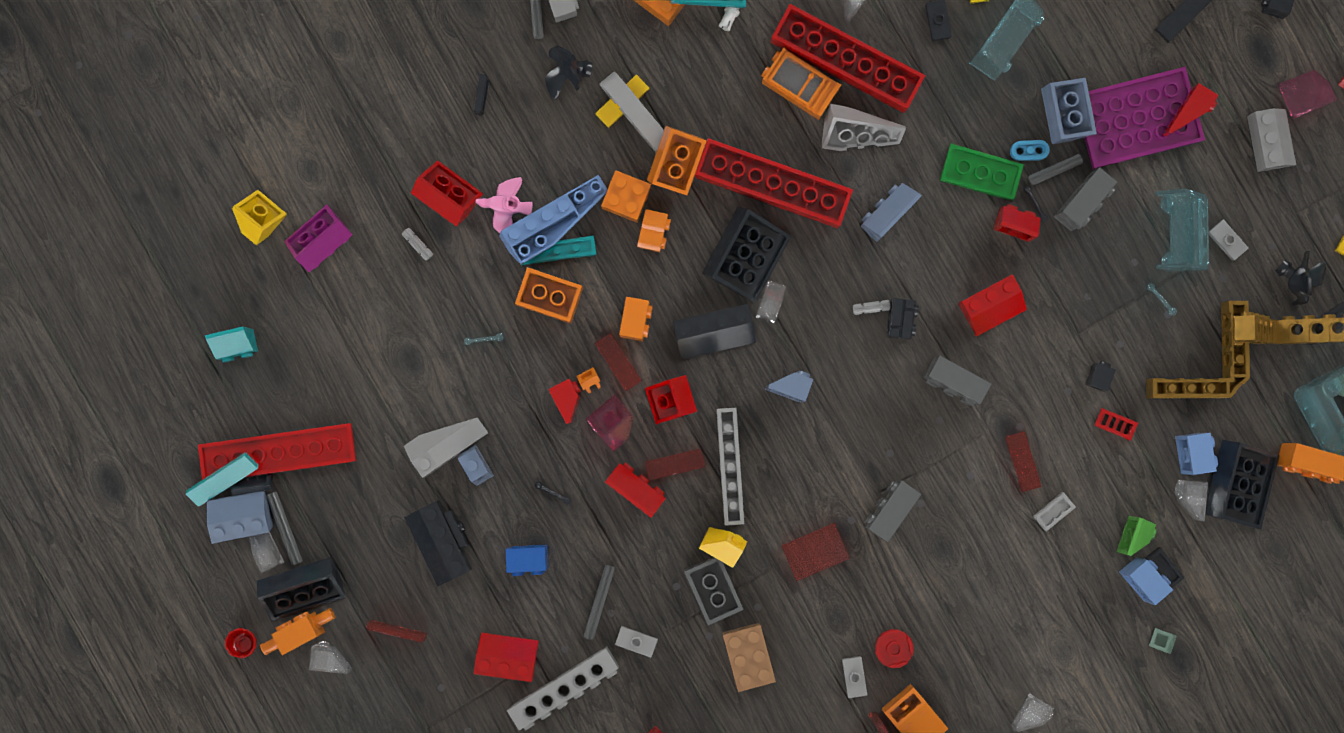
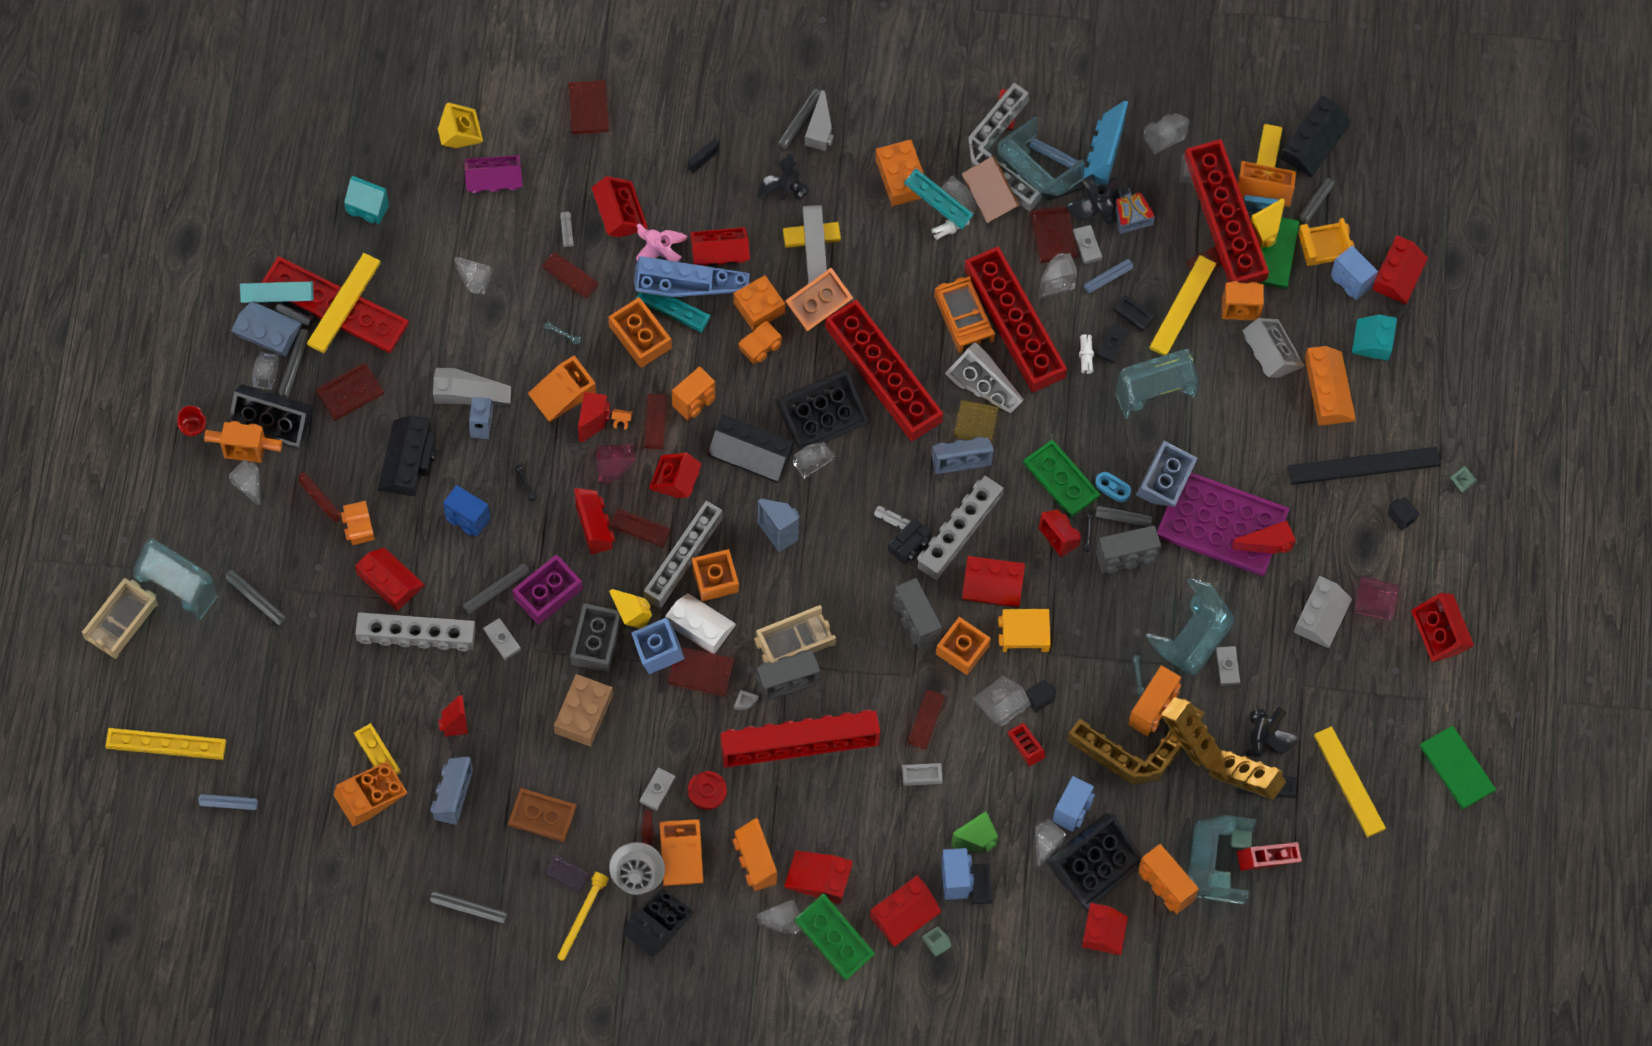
camera: 30 degrees right, 20 degrees down
(285, 448) = (343, 303): none -> yellow tile
(349, 518) = (349, 391): none -> clear red tile
(351, 118) = (588, 107): none -> clear red tile
(373, 343) = (474, 275): none -> clear slope
(445, 629) = (358, 523): none -> orange brick
(450, 283) = (570, 275): none -> clear red tile
(523, 392) = (562, 389): none -> orange slope
(555, 167) = (720, 246): none -> red slope
(643, 577) = (547, 589): none -> magenta brick
(769, 465) = (715, 575): none -> orange brick
(769, 561) = (658, 645): none -> medium blue brick
(785, 511) = (699, 623): none -> white slope
(868, 550) = (745, 700): none -> light grey tile
(870, 470) = (795, 634): none -> door
(877, 172) = (975, 420): none -> clear yellow tile
(924, 46) = (1086, 354): none -> white pin
(938, 228) = (935, 566): none -> light grey brick
(941, 557) = (800, 738): none -> red brick
(976, 681) = (755, 856): none -> orange slope
(1011, 380) = (963, 646): none -> orange brick
(1035, 656) = (819, 874): none -> red slope
(1049, 329) = (1024, 629): none -> light orange panel
(1073, 402) = (1002, 700): none -> clear slope
(1085, 701) = (834, 936): none -> green tile
(1122, 637) = (905, 911): none -> red slope
(1198, 317) = (1154, 700): none -> orange brick
(1287, 538) = (1104, 929): none -> red slope

